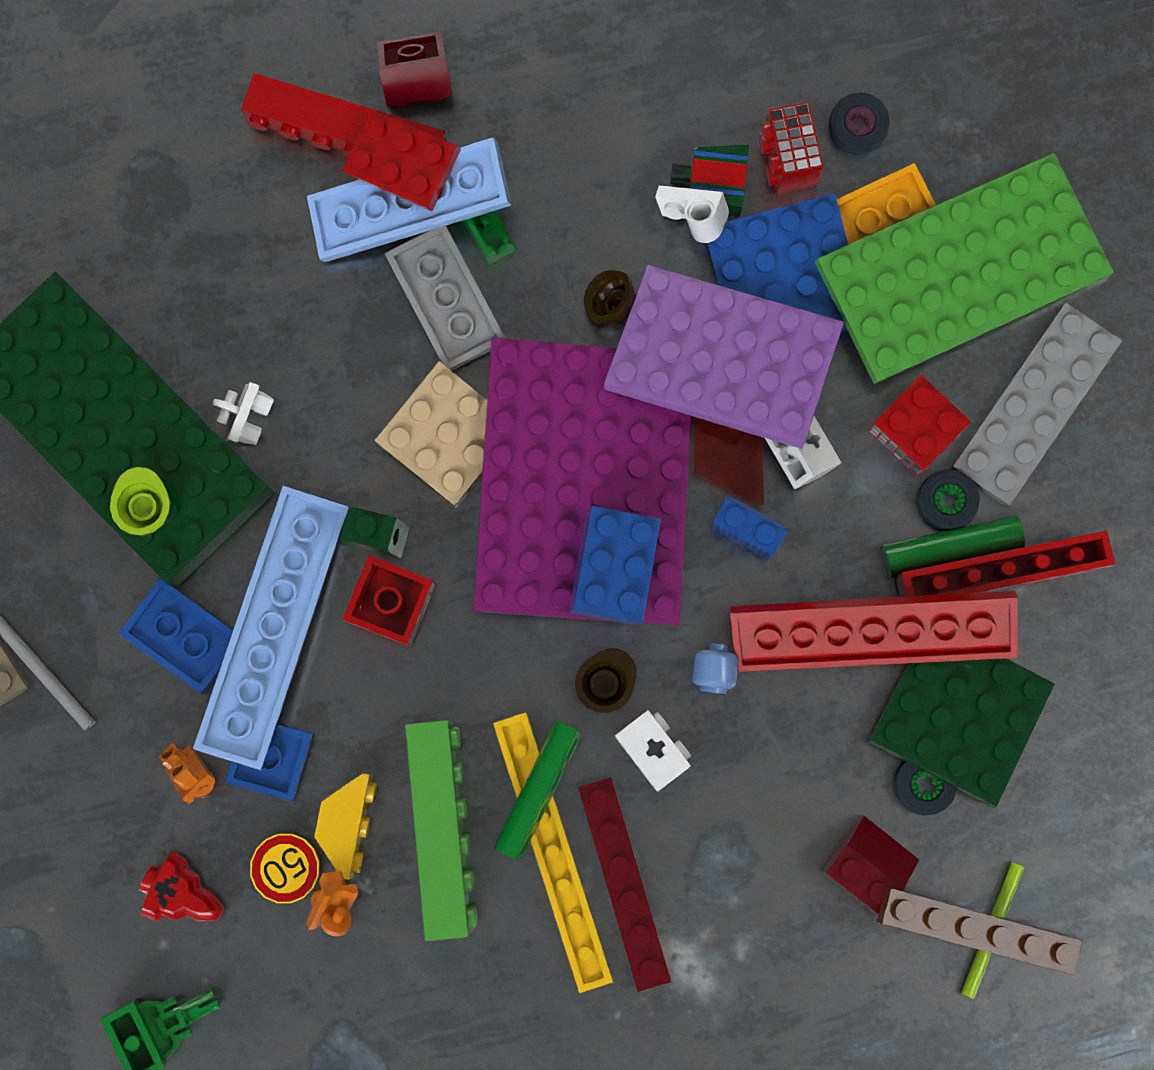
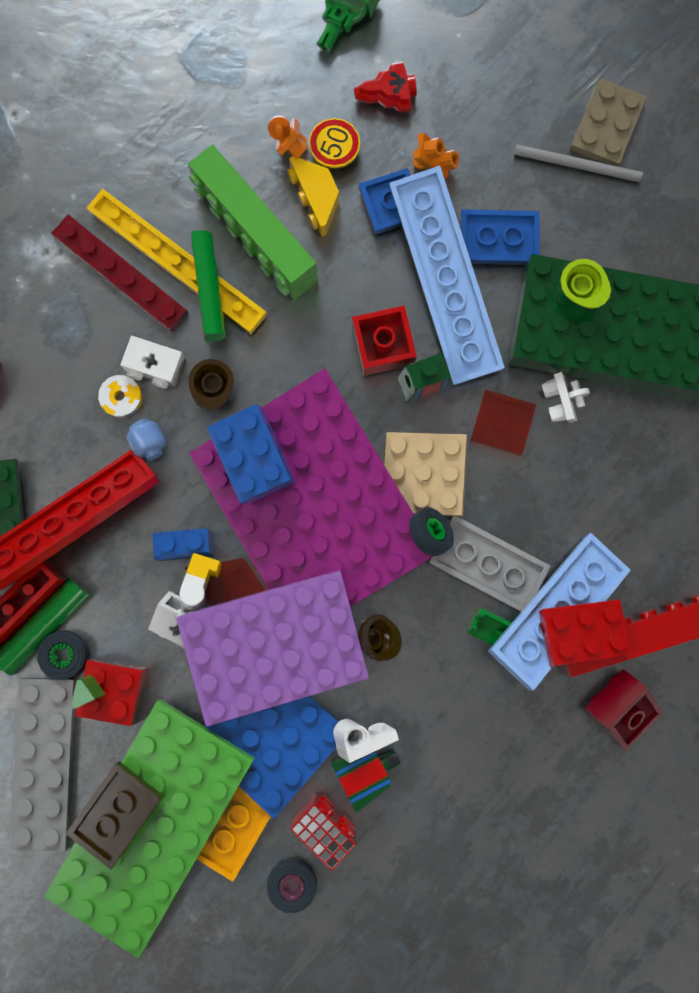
camera: 140 degrees right, 0 degrees up
(324, 434) = (503, 422): none -> clear red tile
(483, 362) = (431, 532): none -> black bush
(697, 739) = (108, 396): none -> white piece
(768, 467) = (196, 581): none -> leg
(942, 430) = (85, 691): none -> slope
(989, 296) = (114, 815): none -> dark brown plate

